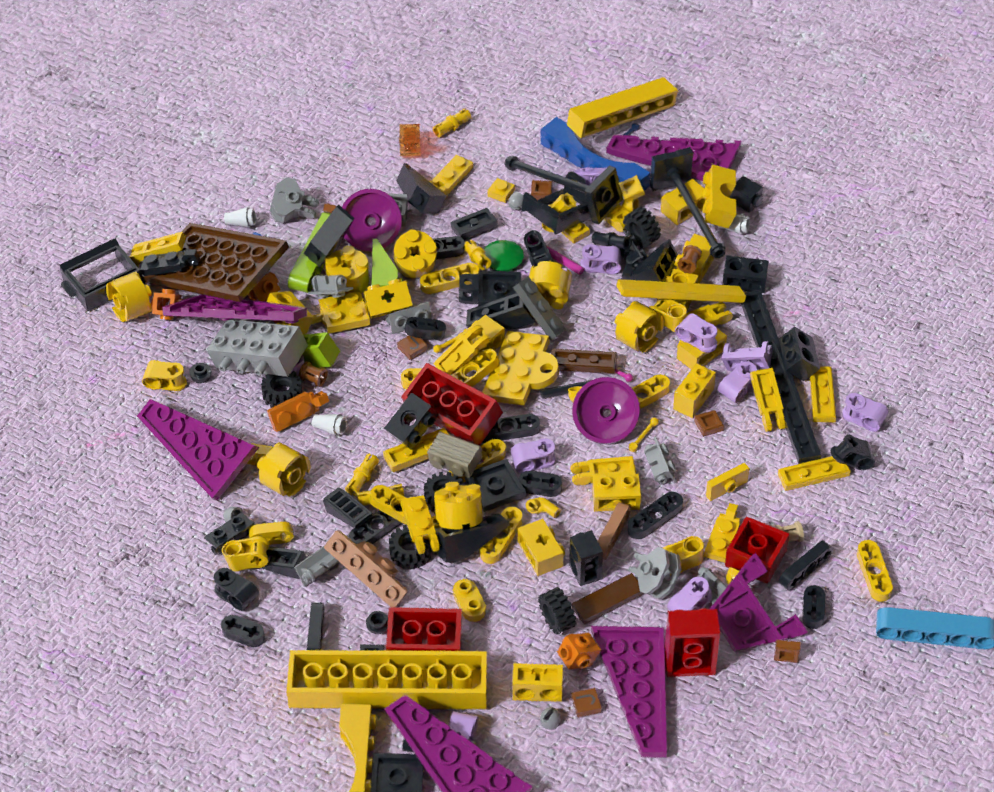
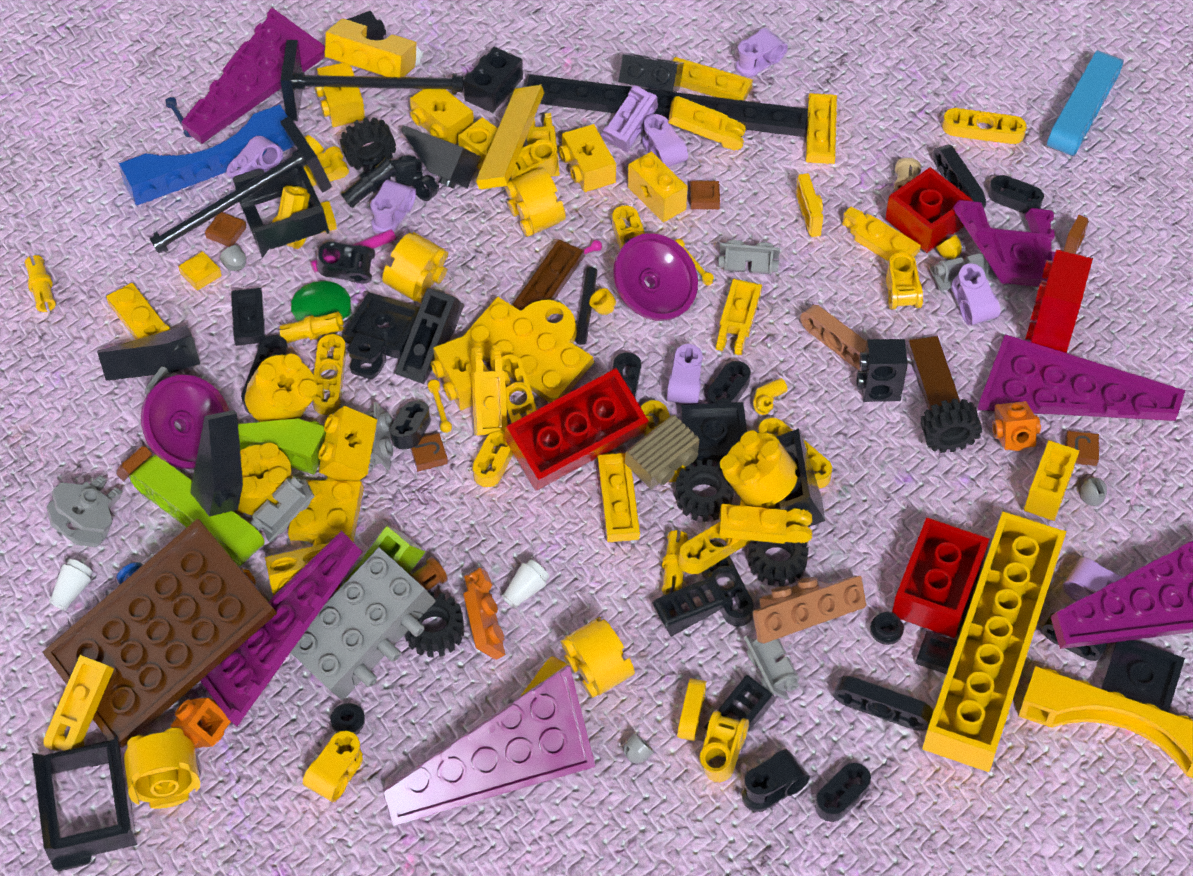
camera: 70 degrees left, 5 degrees up
(169, 262) = (122, 694): black hinge -> none
(235, 529) = (674, 758): black hinge -> none
(362, 474) = (630, 574): yellow pin -> none
(409, 140) = (49, 337): clear orange brick -> none
(411, 409) = (593, 496): black brick -> none
(467, 598) = (885, 519): yellow plate -> none
(539, 308) = (456, 284): dark grey plate -> none
(541, 547) = (836, 415): yellow brick -> none
(612, 489) = (780, 313): yellow brick -> none
(622, 107) = (144, 94): yellow brick -> none
(631, 189) = (306, 125): yellow tile -> none
(655, 572) = (923, 311): light grey hinge -> none
(657, 506) = (826, 279): black beam -> none
(691, 255) = (460, 111): dark orange bush -> none
(695, 331) = (584, 144): lavender piece -> none
(853, 453) = (819, 79): black piece -> none

